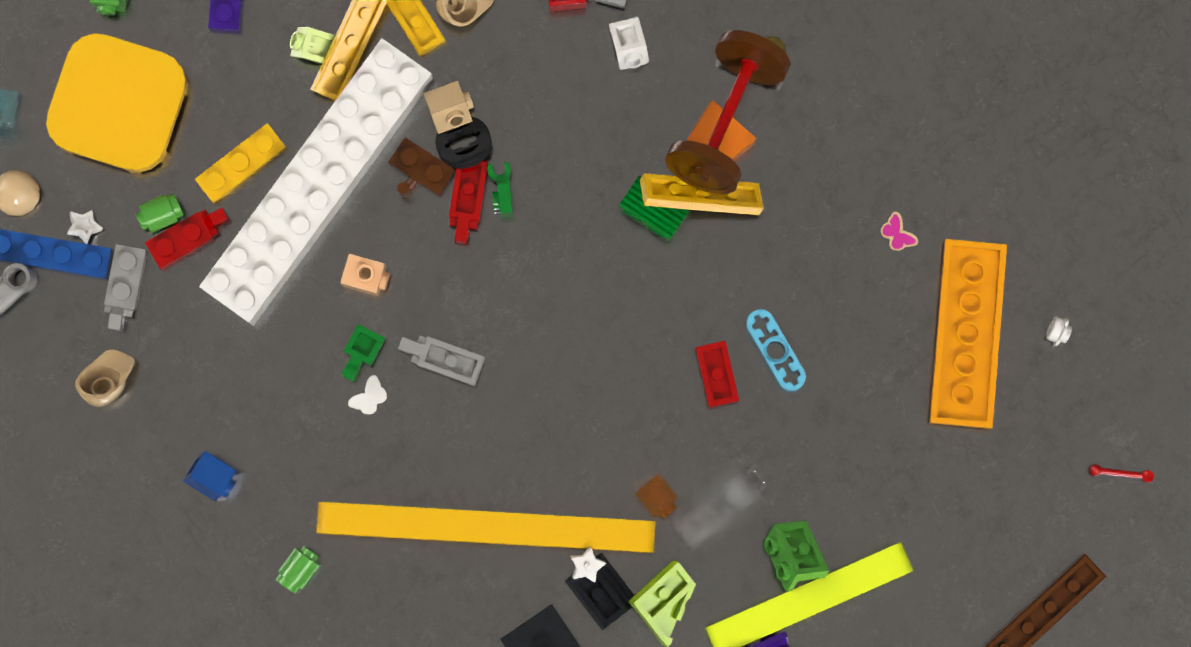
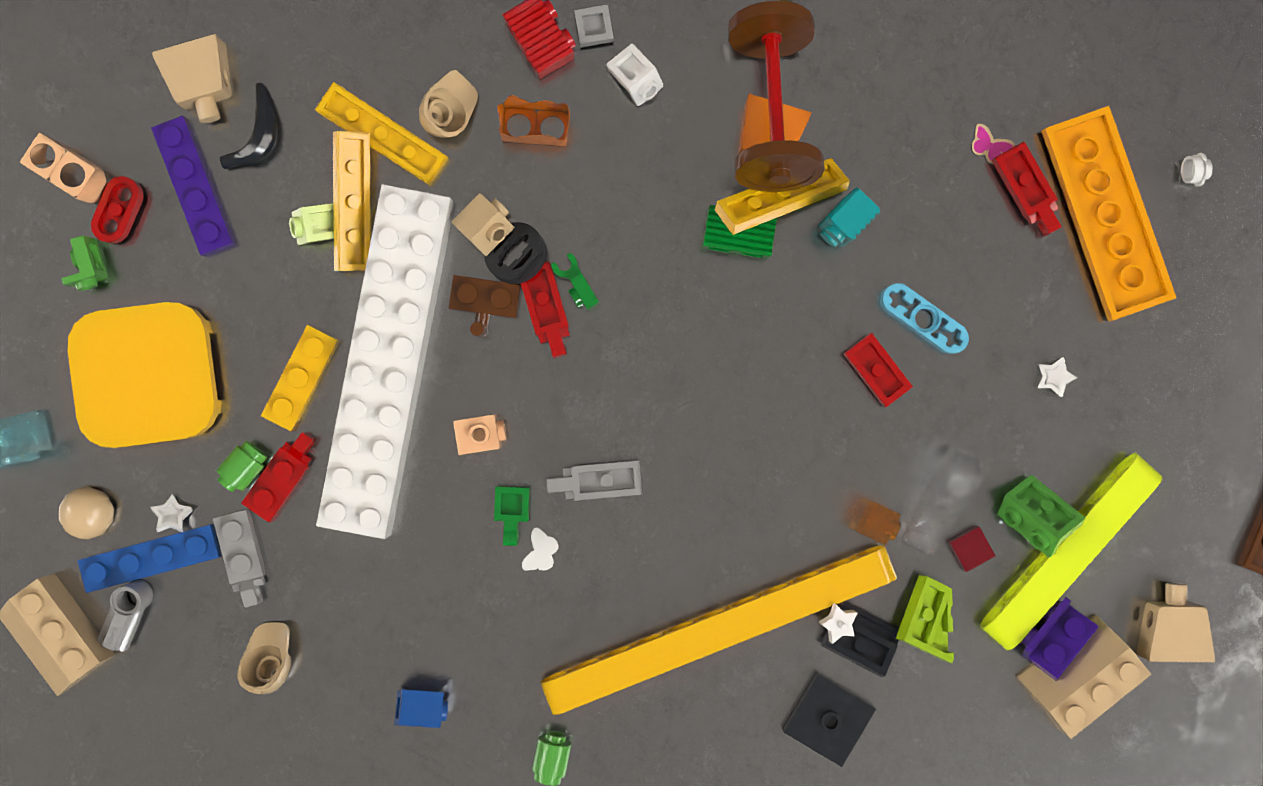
camera: 20 degrees left, 5 degrees up
(517, 23) = (515, 105): none -> orange piece
(728, 559) = (971, 548): none -> dark red tile
(746, 237) = (848, 218): none -> teal brick
(863, 448) = (1055, 376): none -> white piece
(911, 281) = (1028, 187): none -> red hinge

